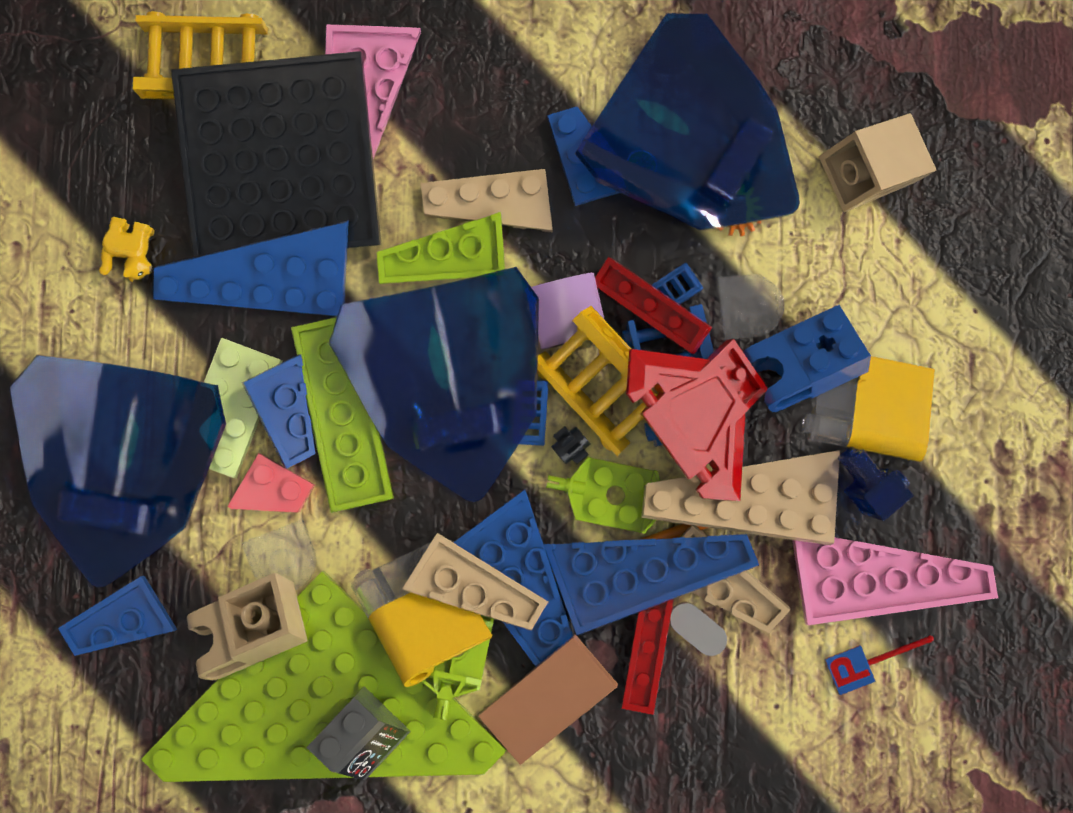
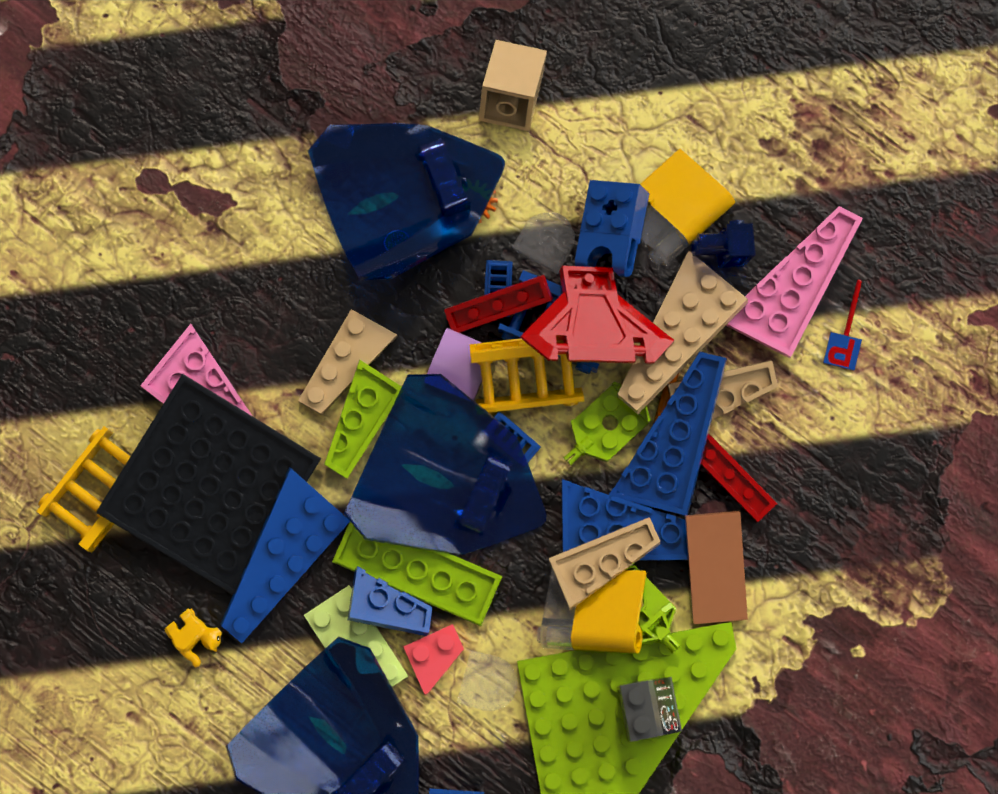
camera: 45 degrees left, 5 degrees down
(248, 626) = (517, 740): tan brick -> none
(569, 131) = (339, 275): blue wing -> none
(570, 445) = (554, 427): black gear -> none
(698, 629) = (741, 432): light grey tile -> none

